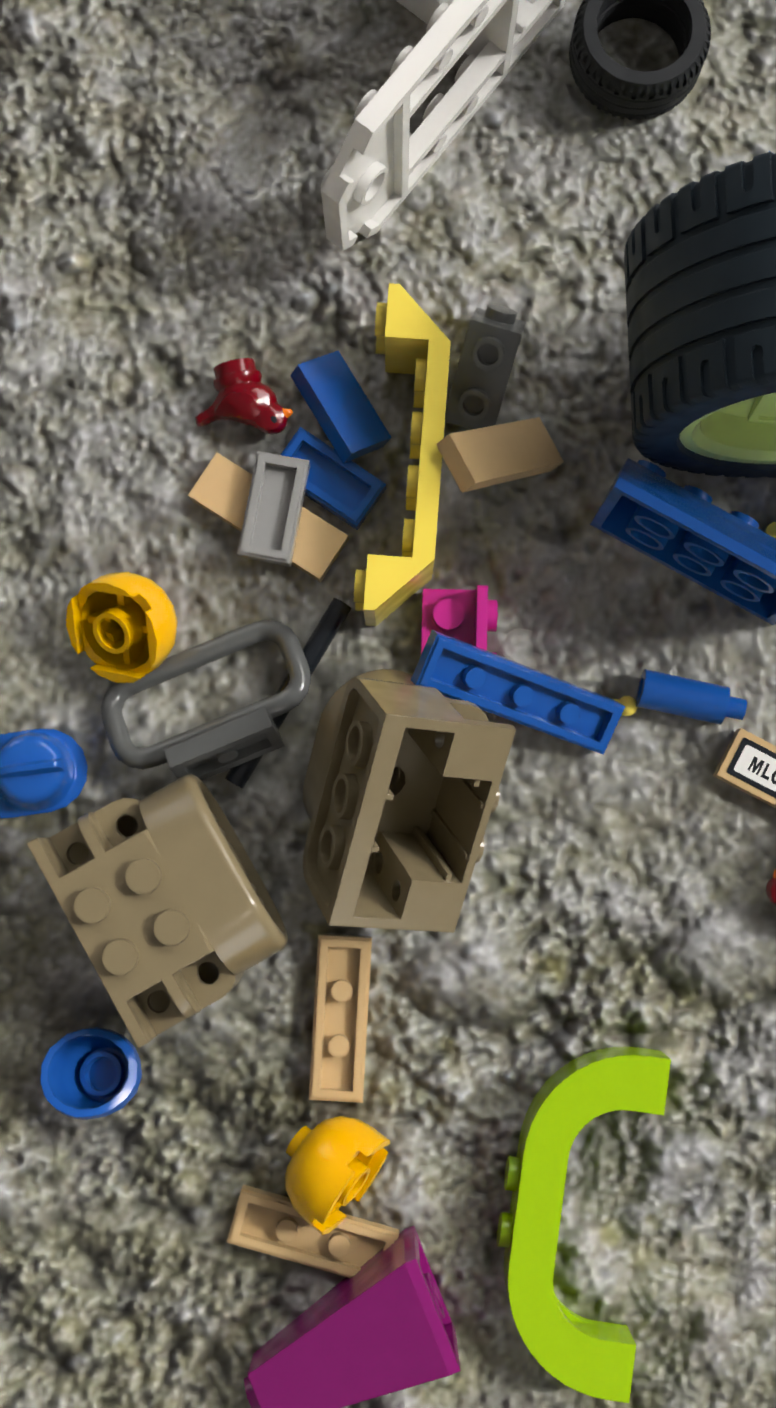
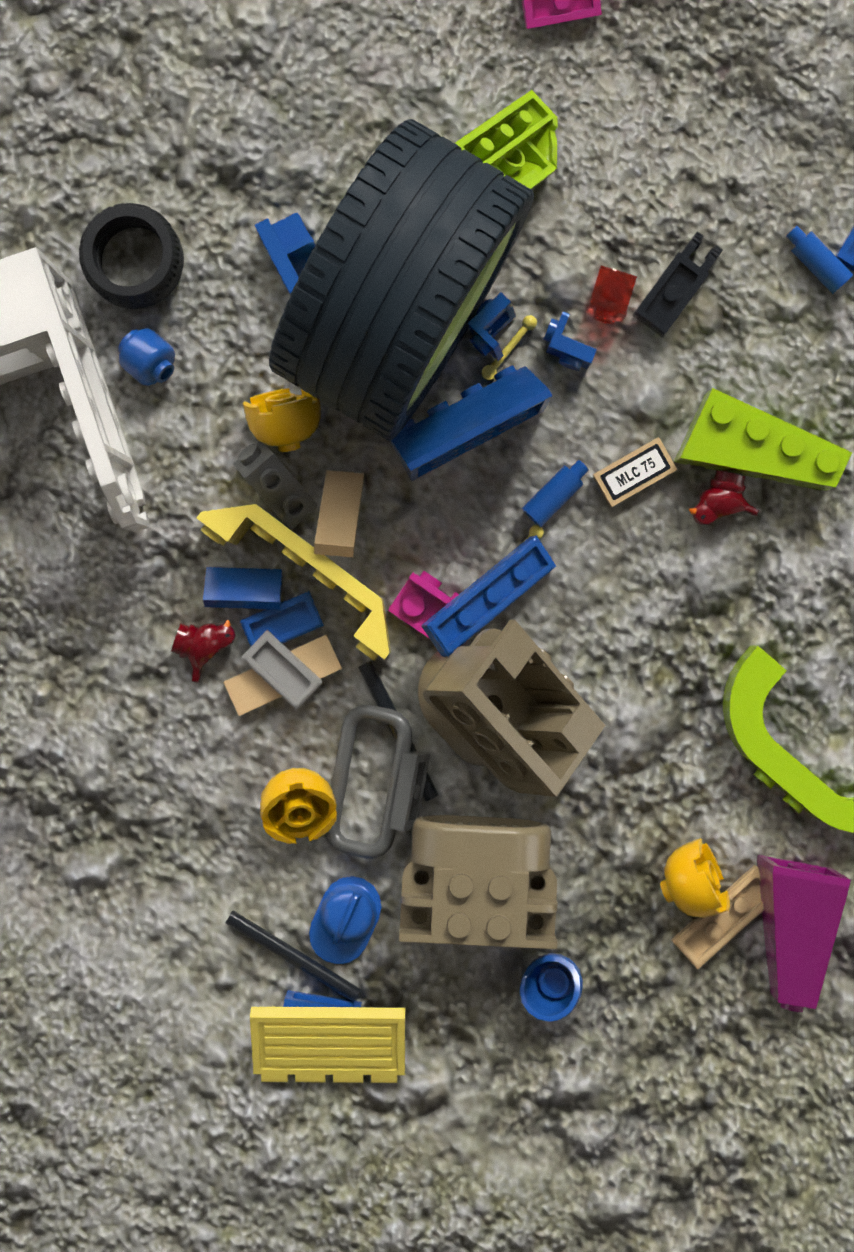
camera: 60 degrees left, 5 degrees up
(340, 1018) = (611, 821): tan tile -> none
(536, 130) = (146, 356): none -> blue head
(568, 326) = (282, 418): none -> yellow cylinder

